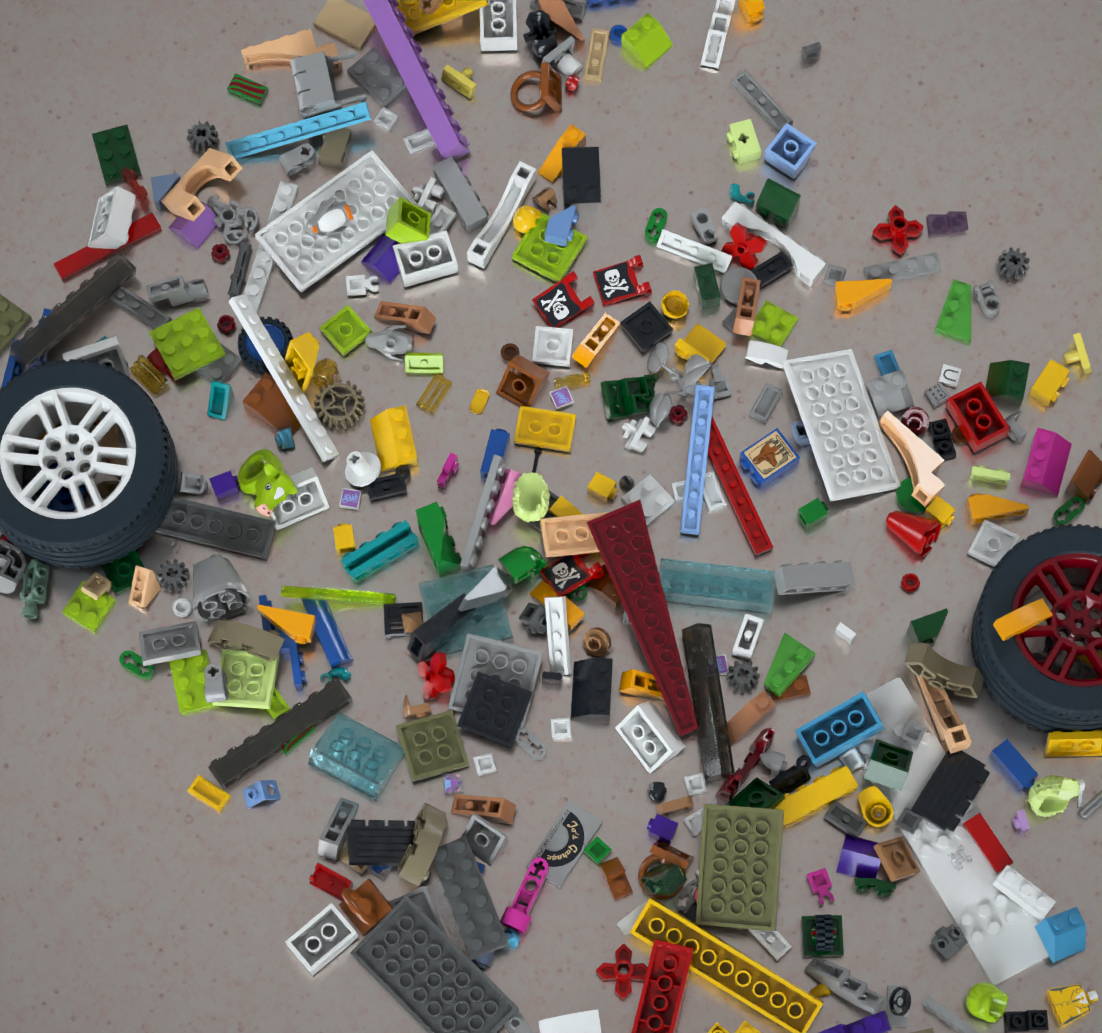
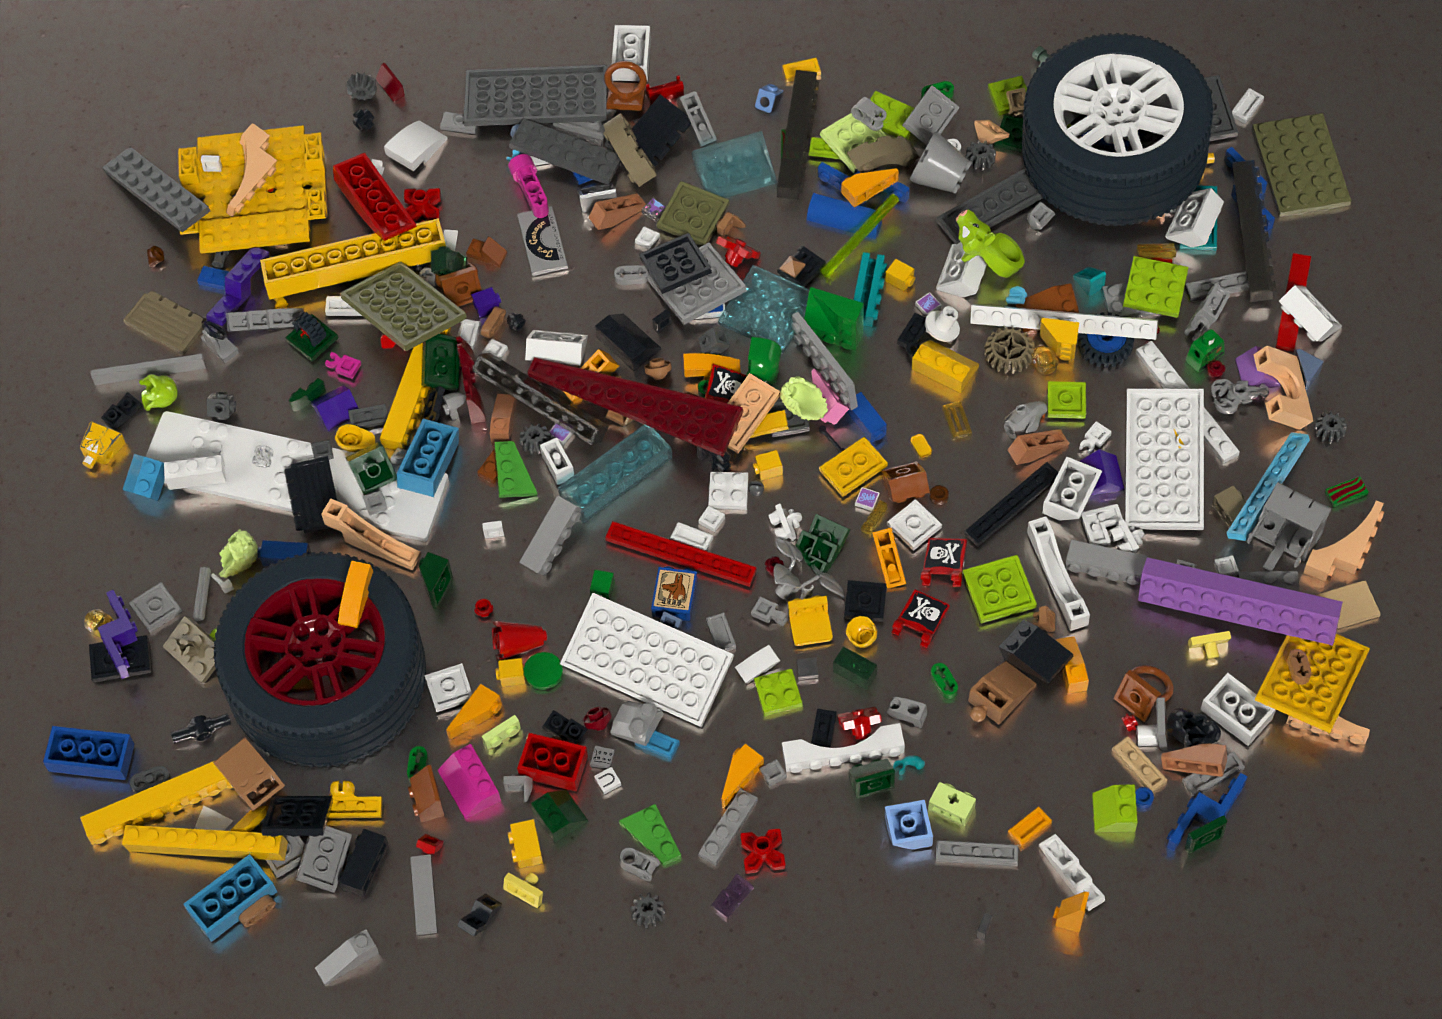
camera: 135 degrees right, 10 degrees down
(115, 153) = (1370, 363): dark green plate -> none
(130, 178) = (1322, 348): clear red plate -> none
(214, 266) = (1208, 348): none -> green torso
(224, 485) = (1019, 231): dark purple brick -> none
(237, 276) = (1173, 354): dark grey pin -> none
(296, 160) = (1246, 476): light grey piece -> none
(330, 218) = (1165, 443): animal -> none
(340, 672) = (804, 203): teal arm -> none
(407, 222) = (1110, 495): lime slope -> none
(423, 362) = (987, 429): plate -> none
(438, 629) = (768, 274): black slope -> none
(450, 466) = (886, 382): dark pink plate -> none
(471, 295) = (1011, 504): none -> black plate
(488, 590) = (762, 321): slope -> none
(525, 218) = (1039, 588): yellow hair -> none
(558, 635) = (686, 341): white plate -> none
(560, 226) = (1003, 599): medium blue slope -> none
(560, 728) = (622, 302): white tile -> none
(597, 850) = (515, 254): green plate -> none
(629, 178) = (999, 693): none -> medium nougat slope
(694, 251) = (893, 686): white plate -> none
(697, 459) = (723, 542): light blue tile -> none
(710, 85) = (1030, 826): none -> light orange tile
(731, 283) = (833, 693): light grey tile -> none
(746, 306) = (808, 676): nougat slope -> none
(896, 858) = (307, 420): medium nougat tile -> none
(919, 458) = (561, 692): light nougat arch -> none
(942, 673) = (404, 549): dark tan brick -> none
(988, 843) = (252, 485): red tile -> none
(1020, 822) = (244, 523): lavender plate -> none

